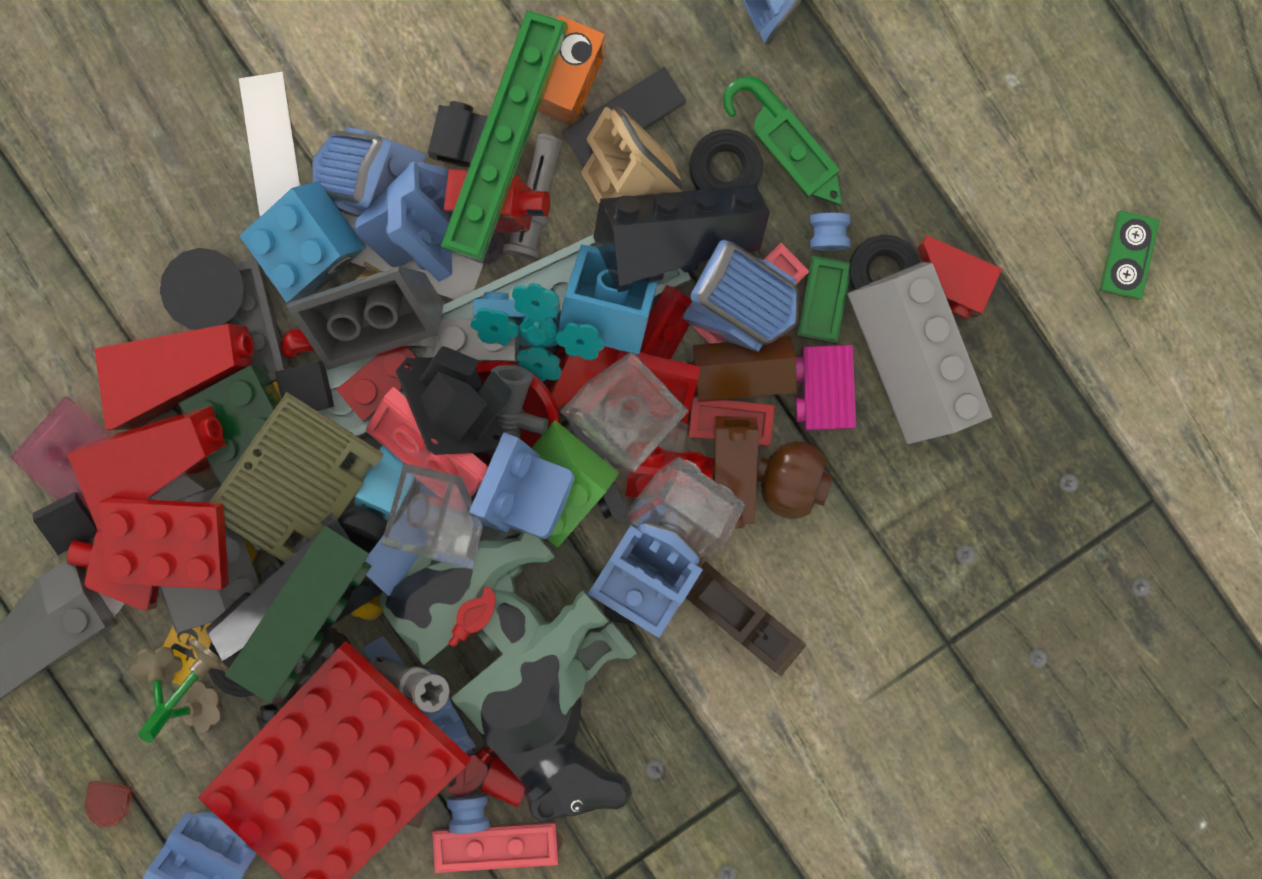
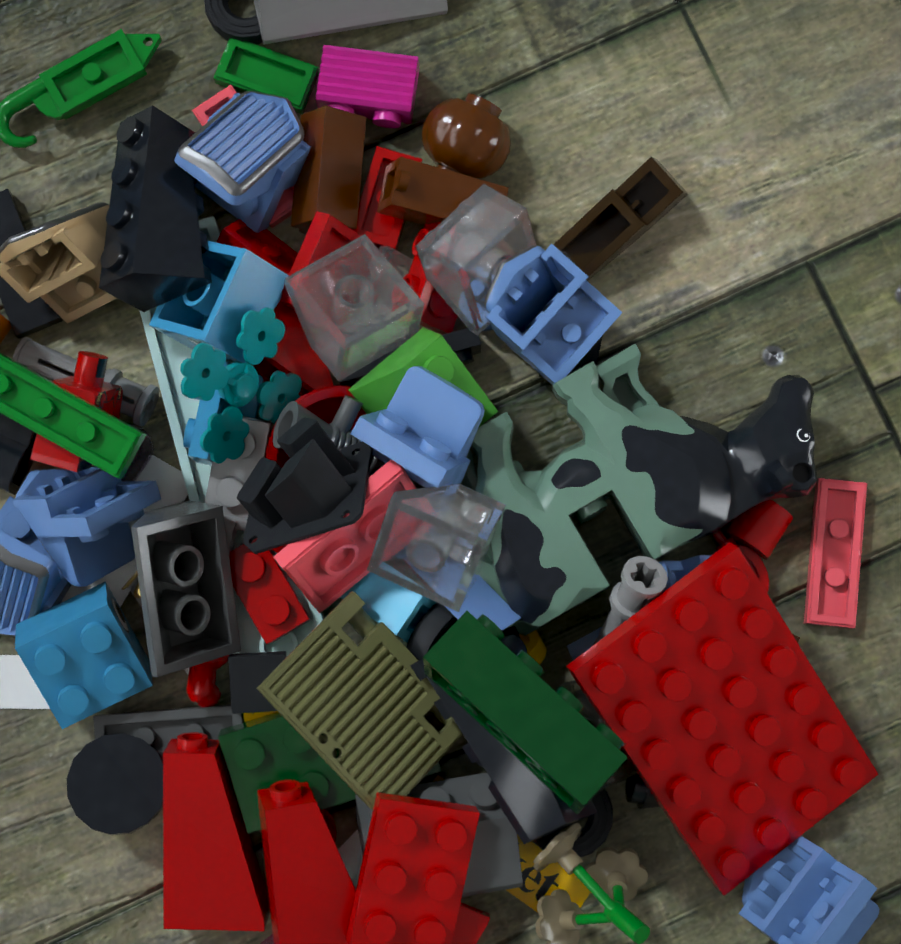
camera: 75 degrees left, 5 degrees down
(468, 813) = (791, 575): medium blue wheel -> none
(473, 616) = (561, 515): red piece -> none
(721, 141) = (64, 148): black tyre -> none
(830, 231) = (189, 52): medium blue wheel -> none

